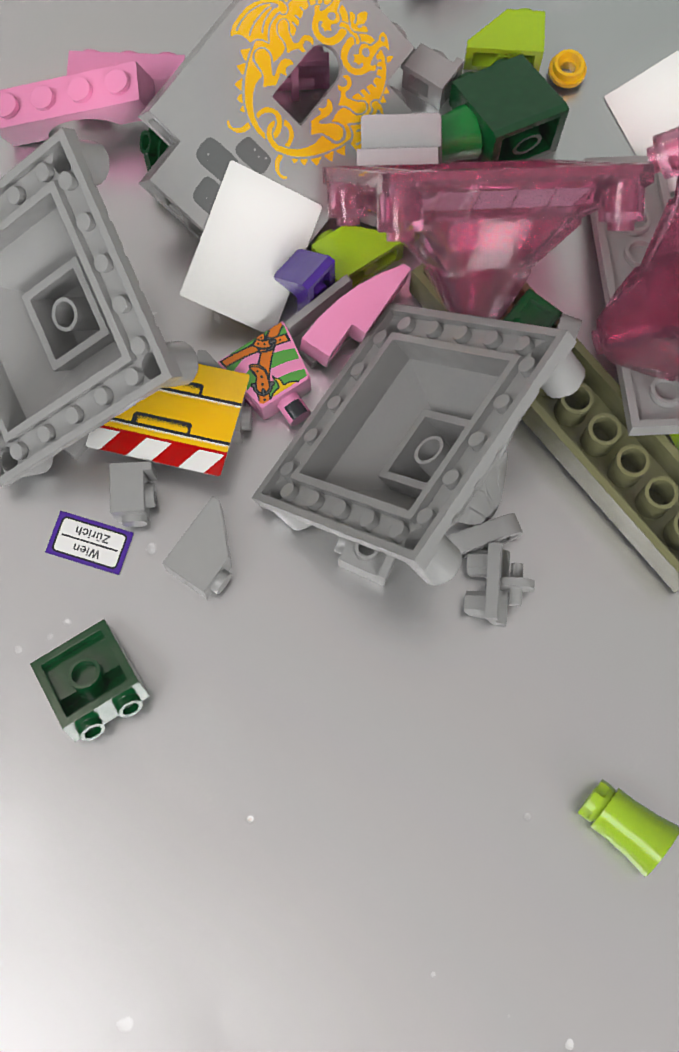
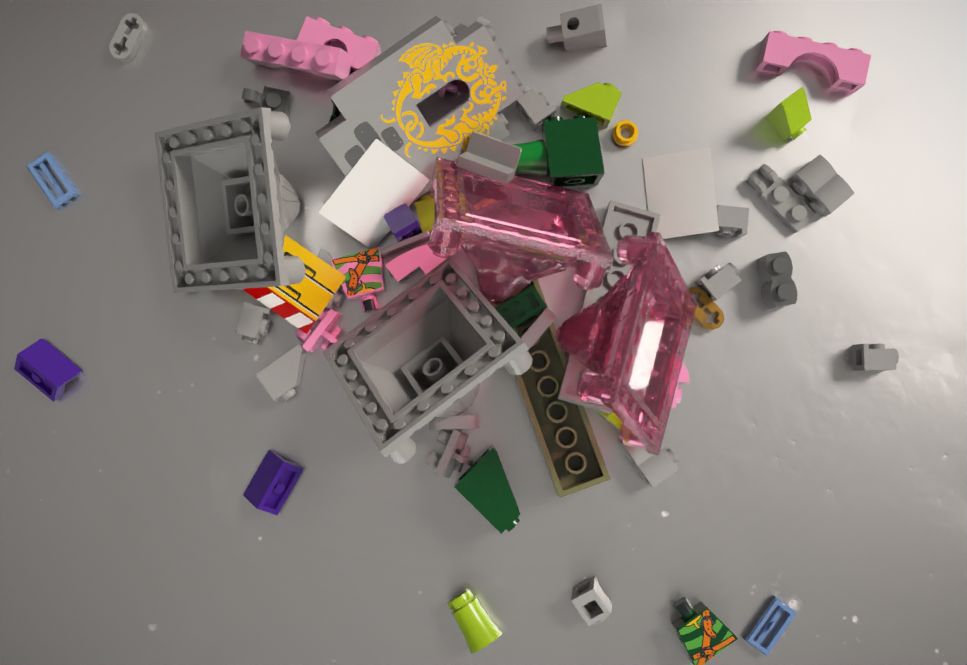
camera: 15 degrees right, 10 degrees up
(89, 542) = (220, 341): sticker -> none
(90, 682) = (192, 429): dark green plate -> none
(229, 486) = (313, 338): none -> bright pink hips
(240, 722) = (272, 483): none -> dark purple panel
(581, 611) = (489, 491): none -> dark green slope

